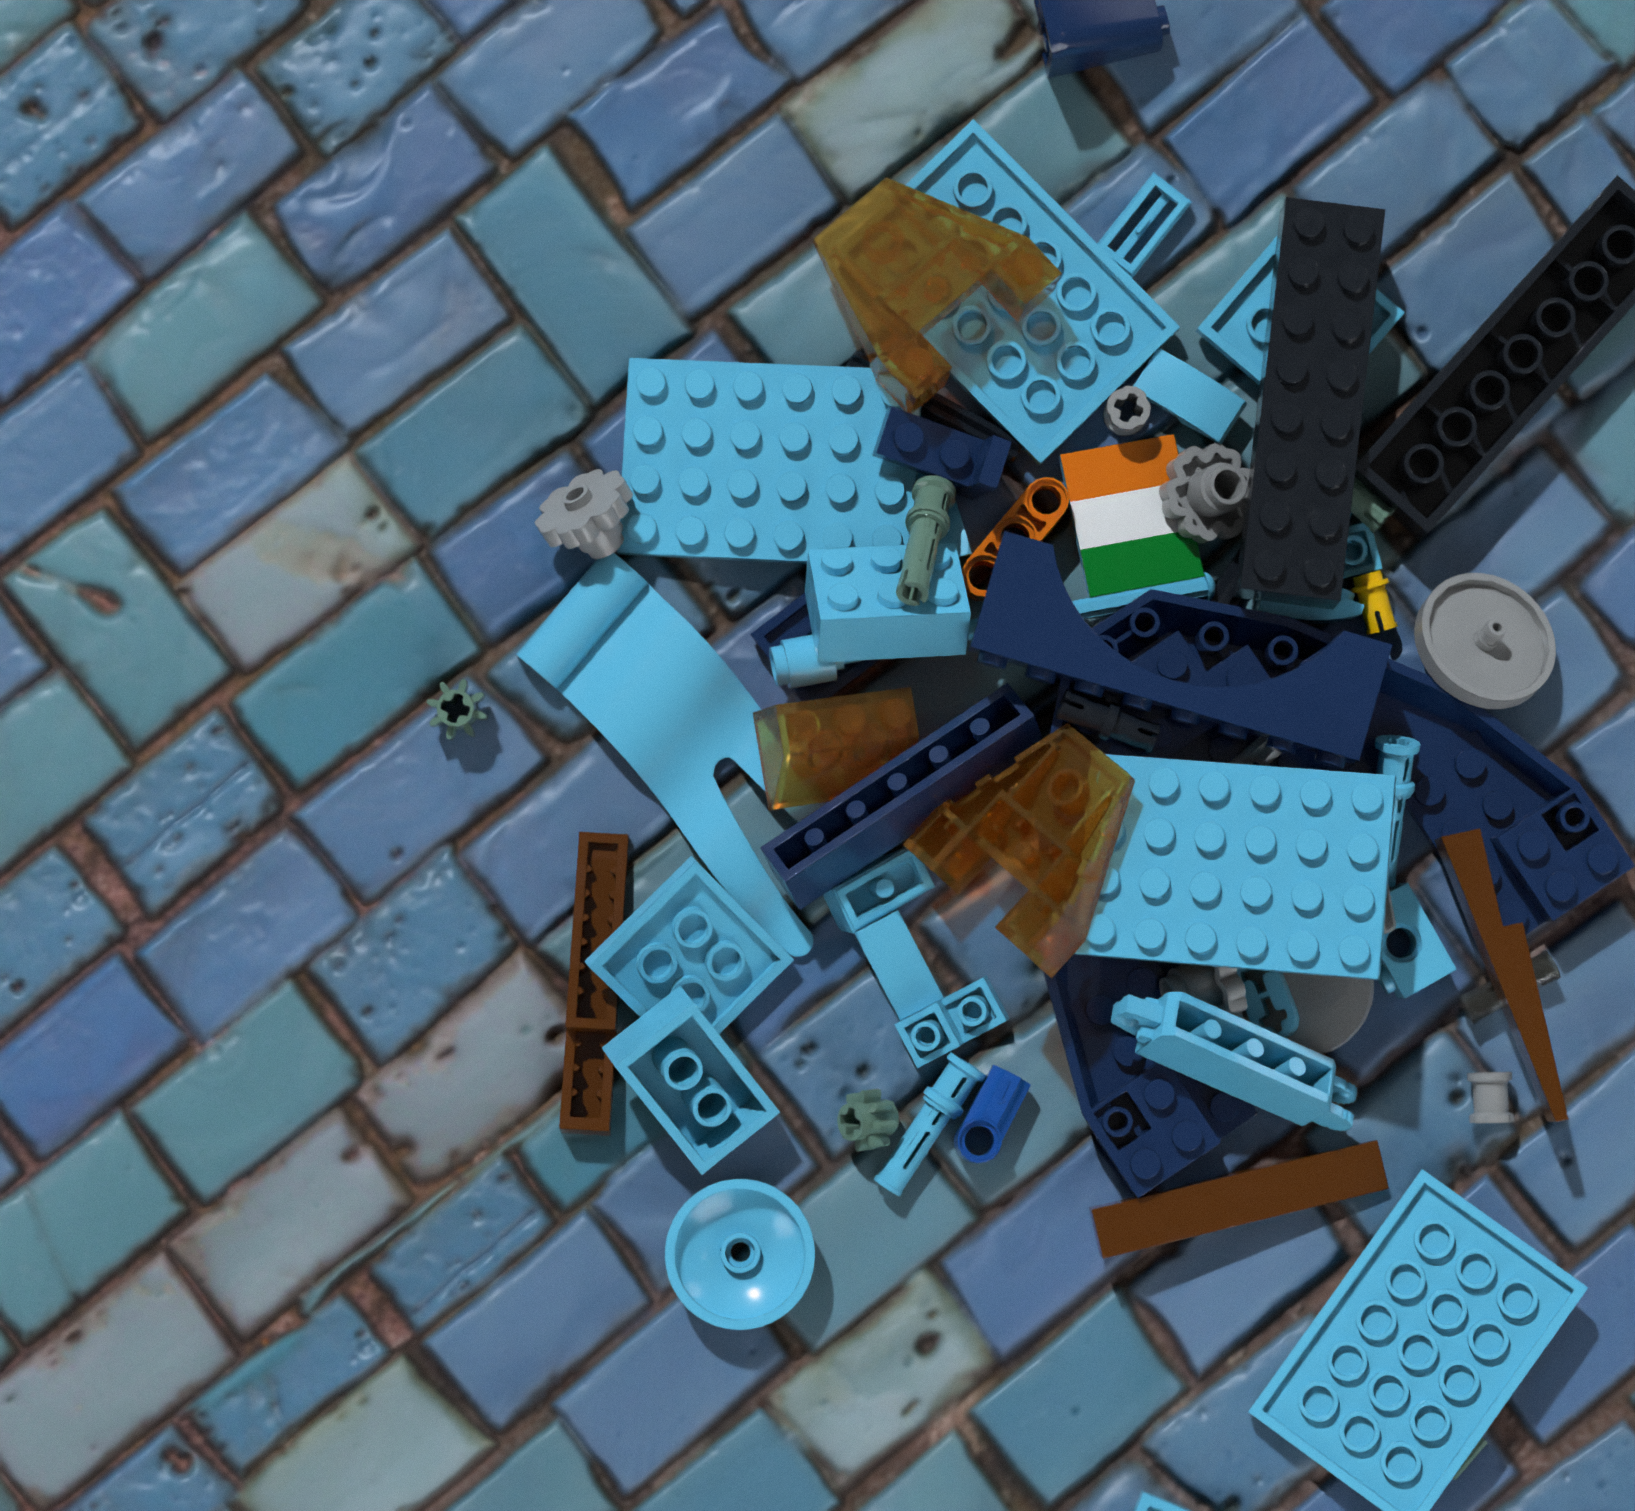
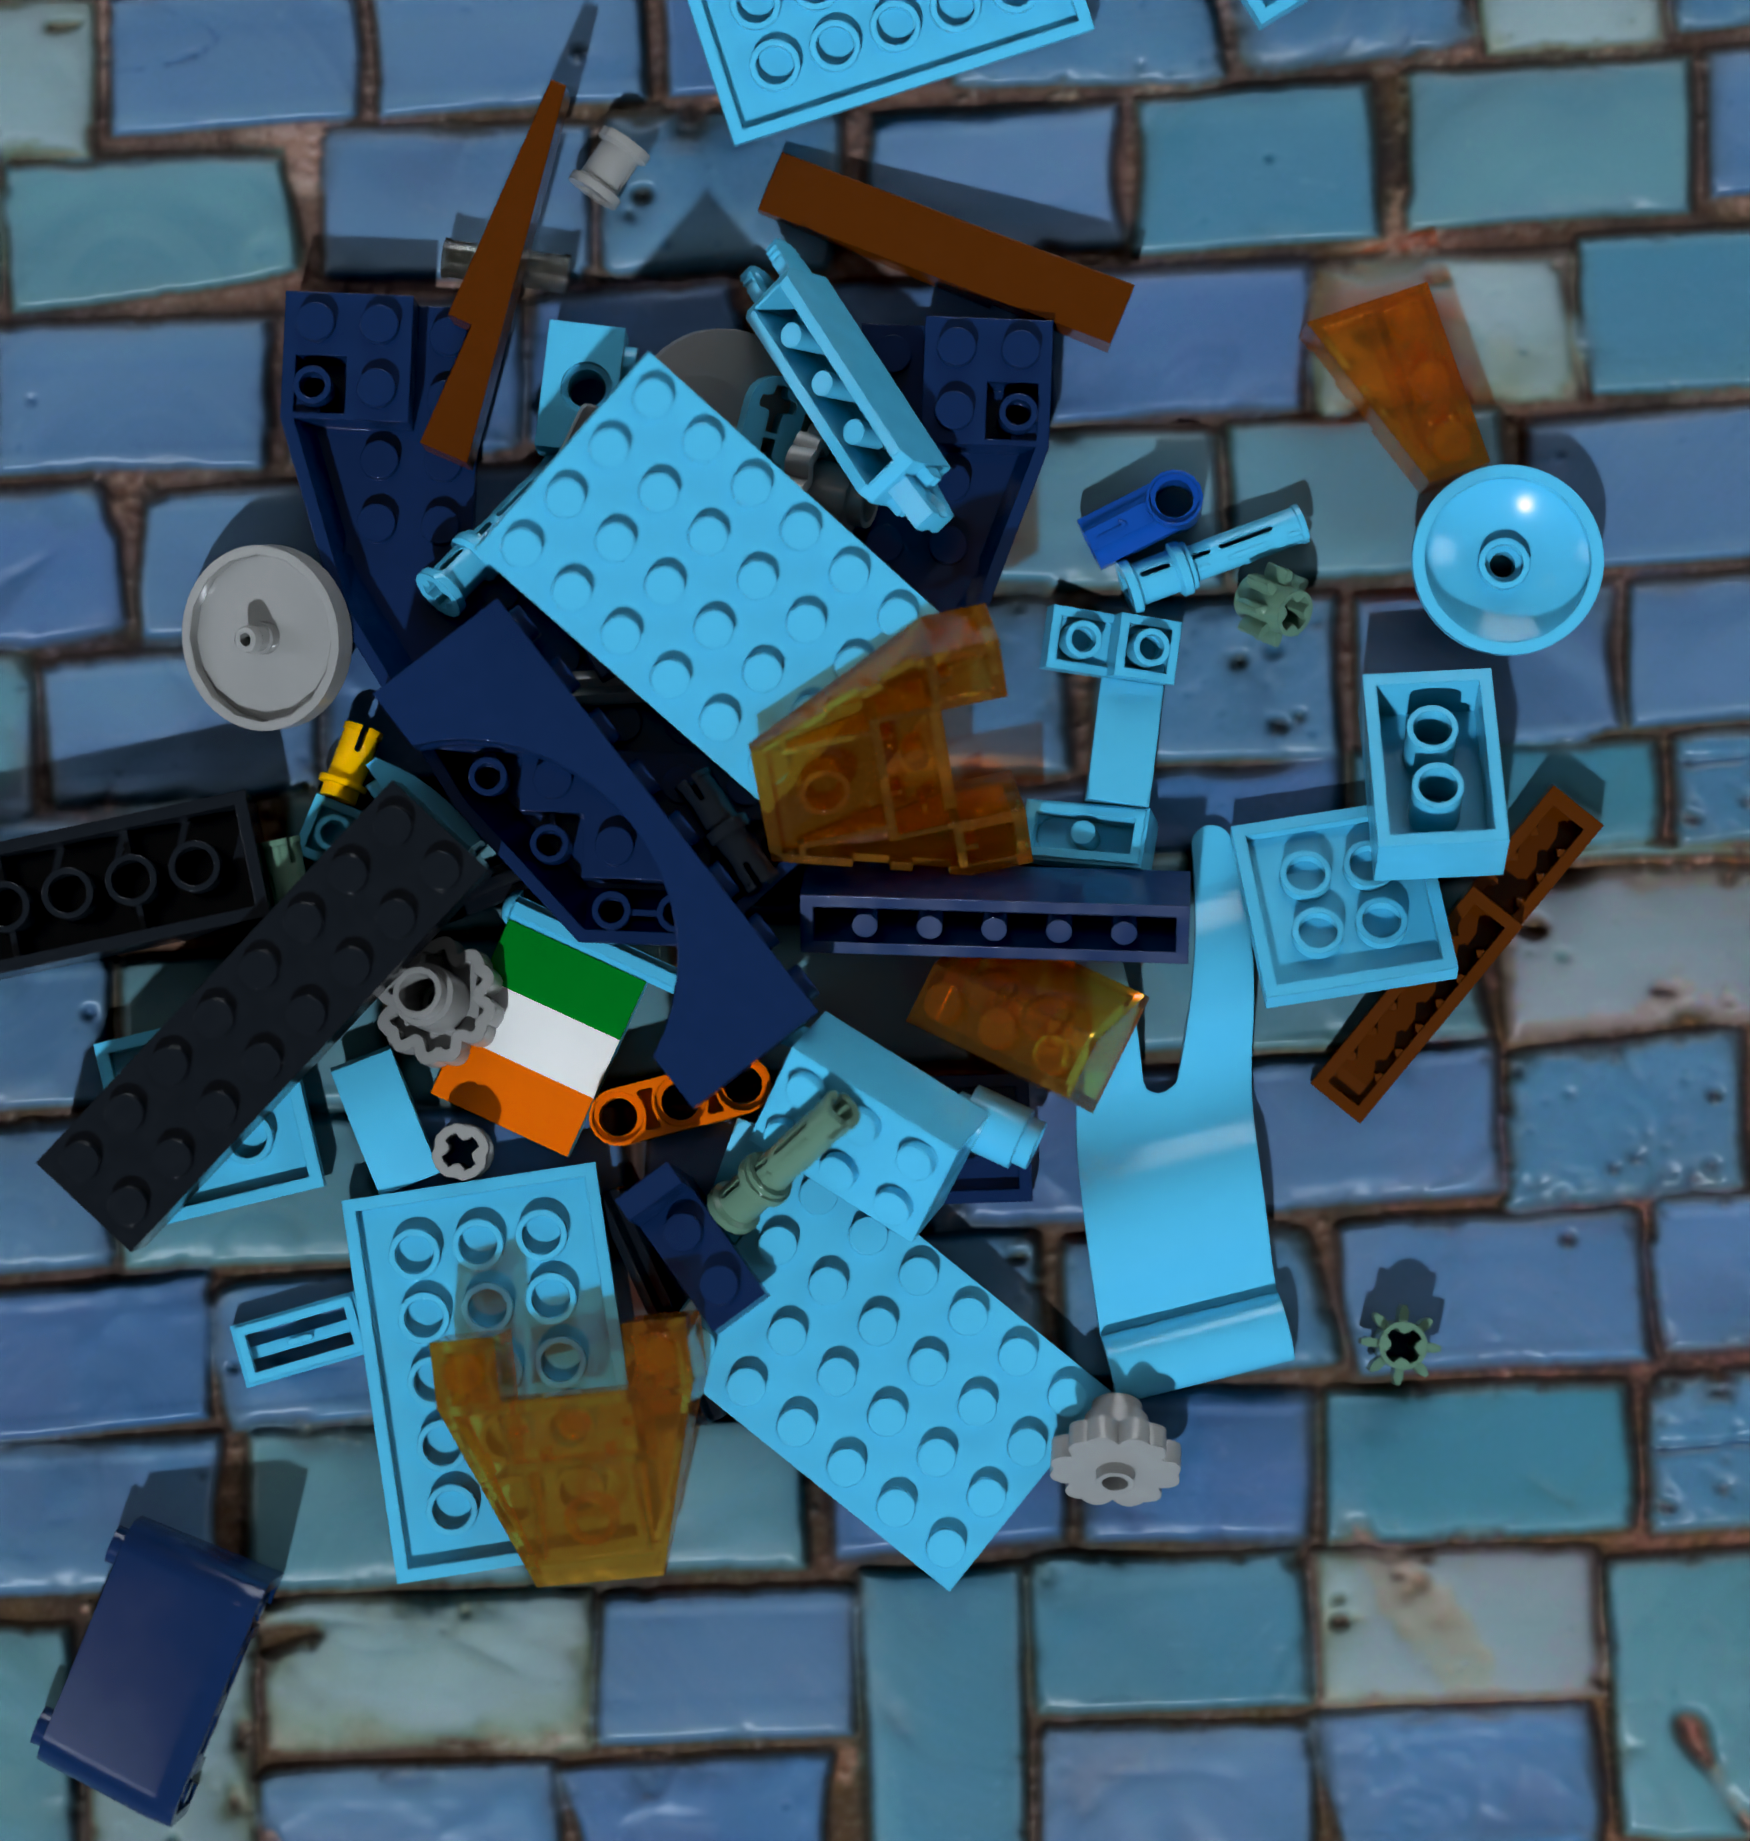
camera: 145 degrees left, 0 degrees up
(886, 1323) = (1404, 382): none -> clear orange wedge

